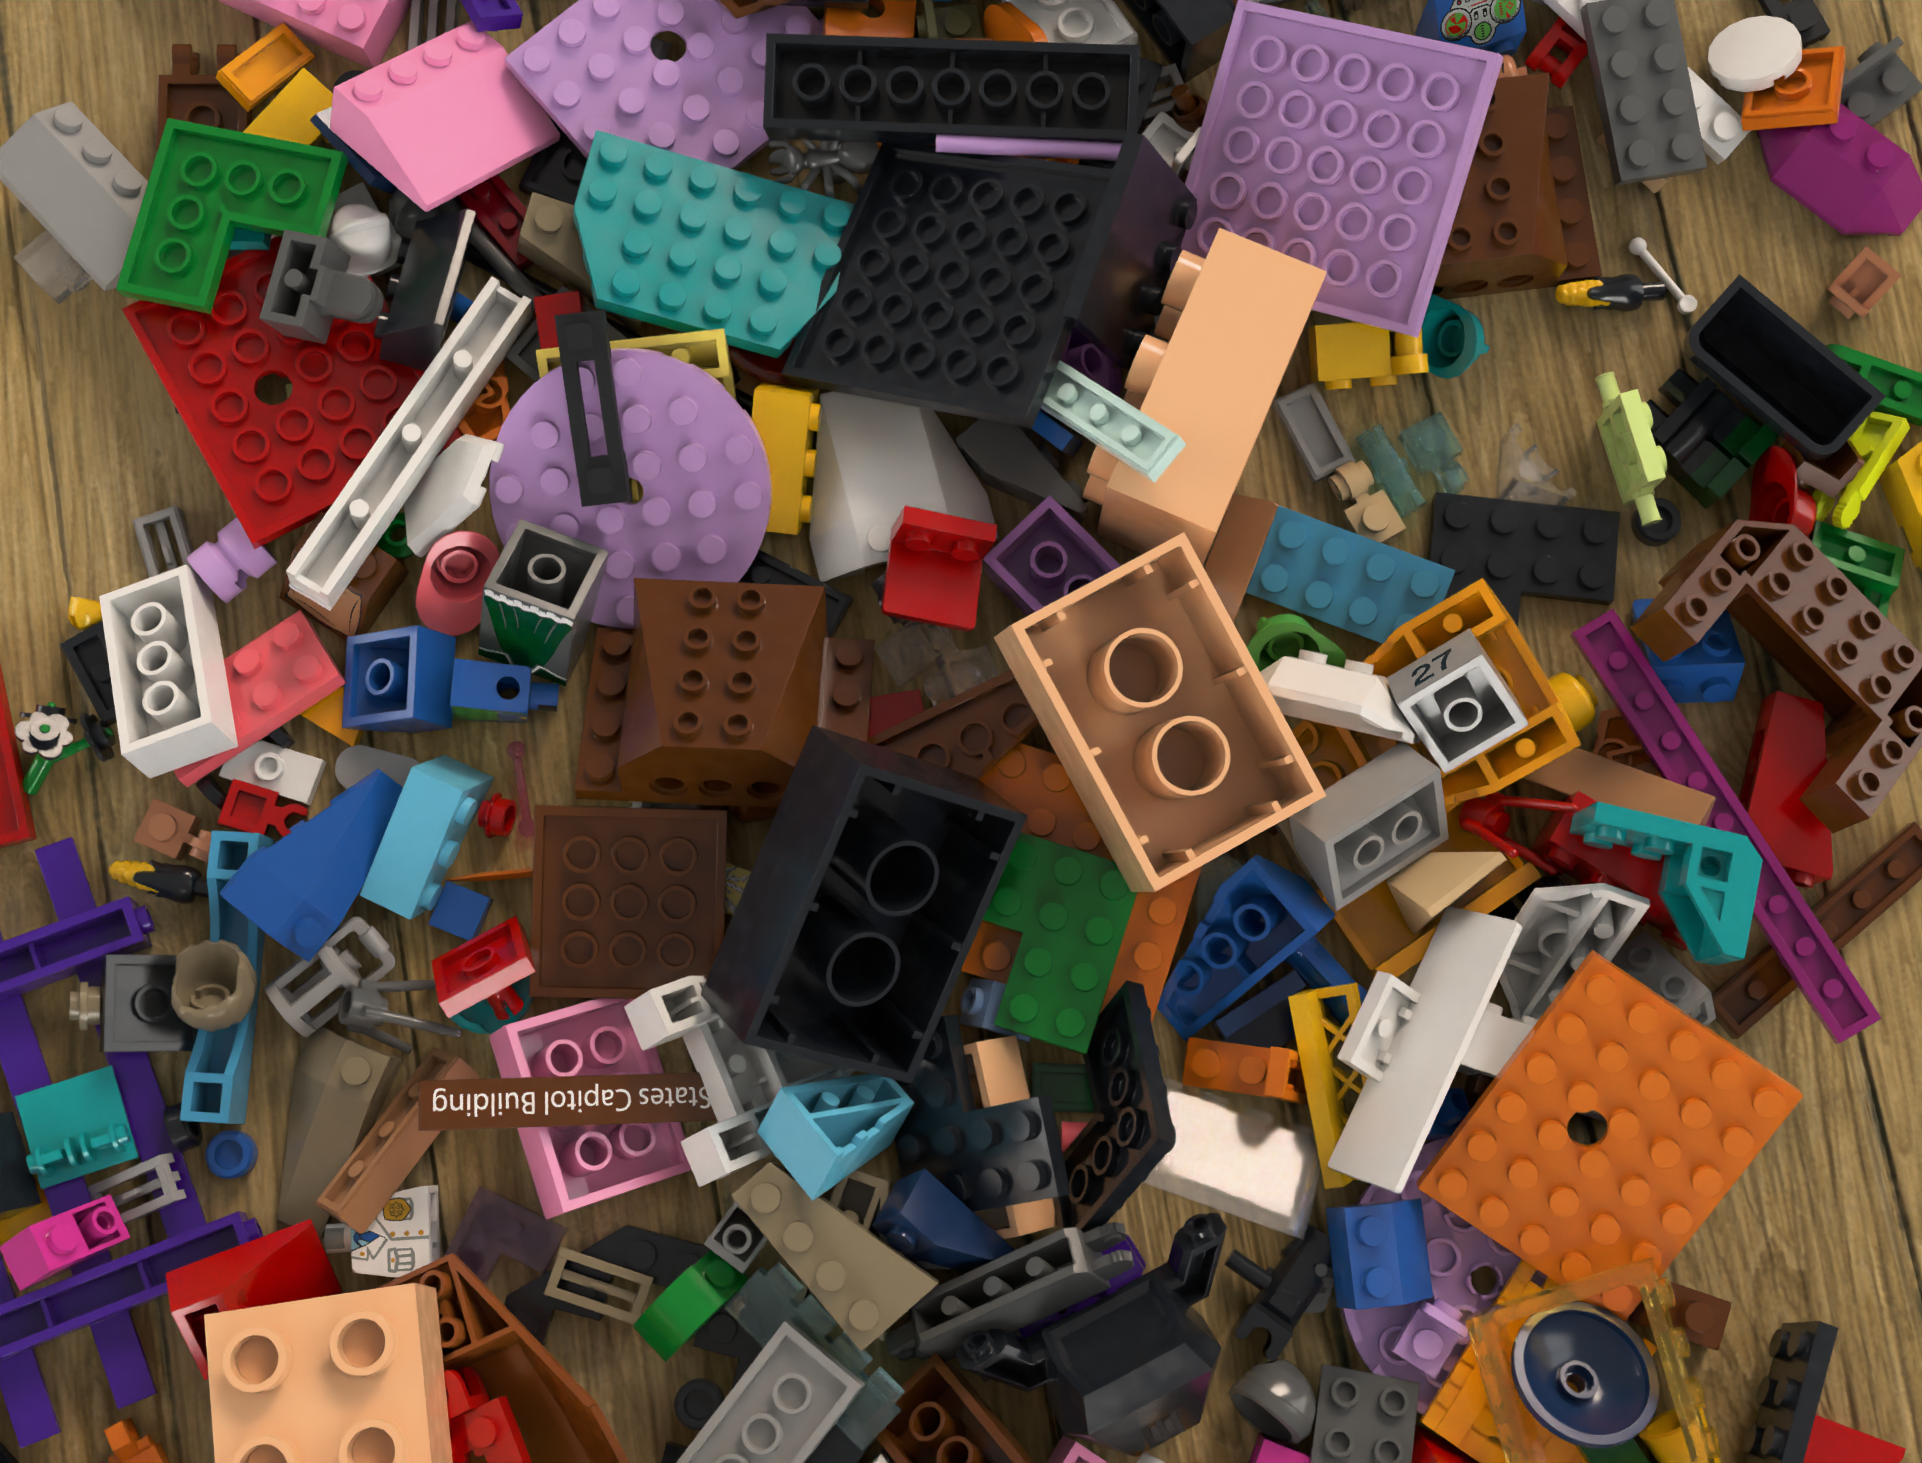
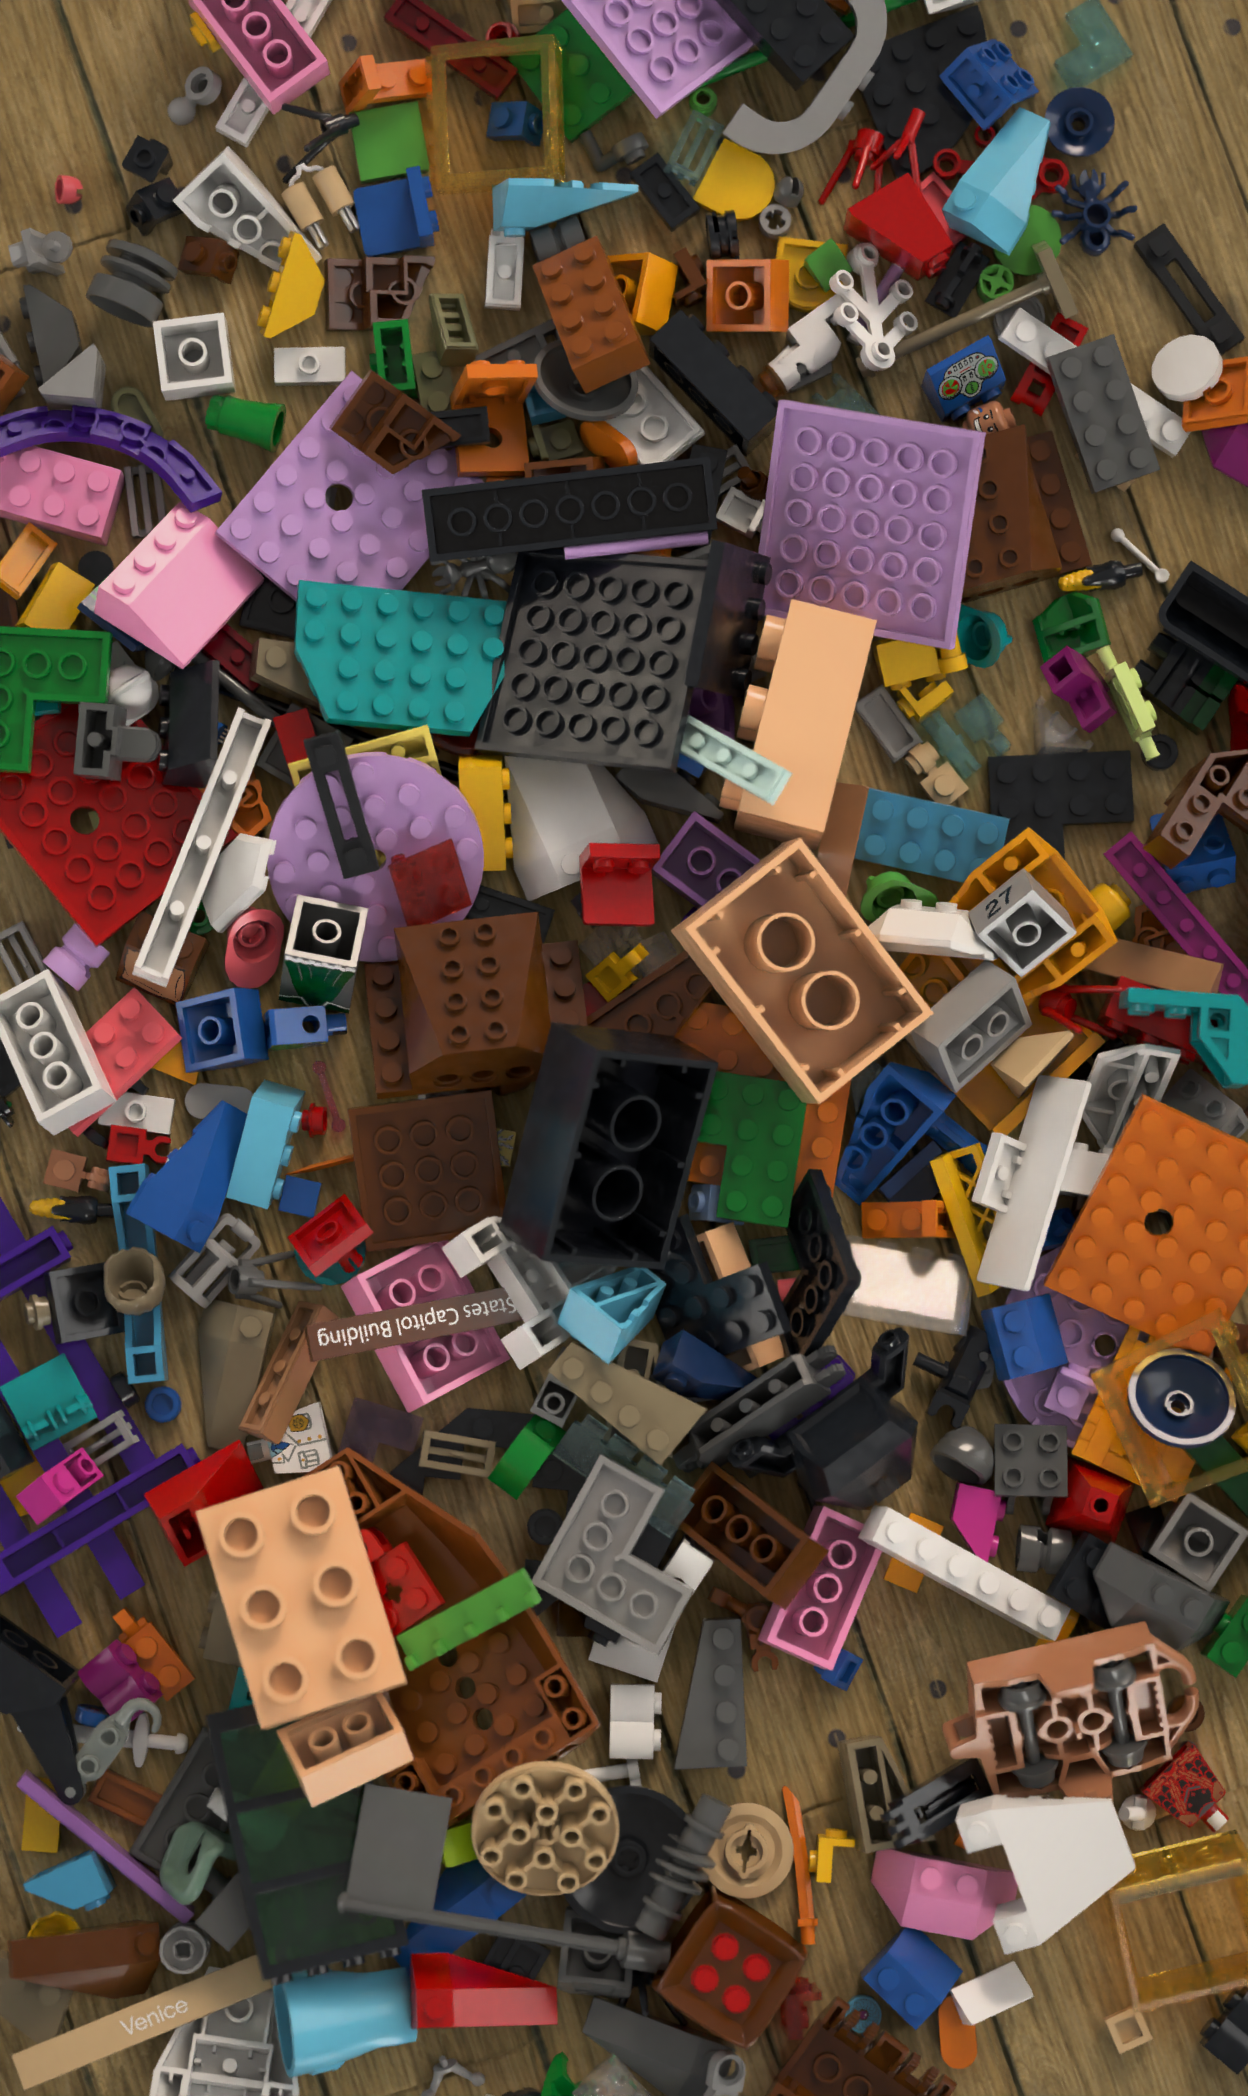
camera: 15 degrees left, 5 degrees up
(692, 531) = (429, 884): none -> clear red hinge
(913, 687) = (614, 973): none -> yellow plate
(1373, 408) = (930, 699): none -> yellow bracket
(1565, 350) = (1072, 622): none -> green slope
(1568, 420) = (1081, 685): none -> magenta brick

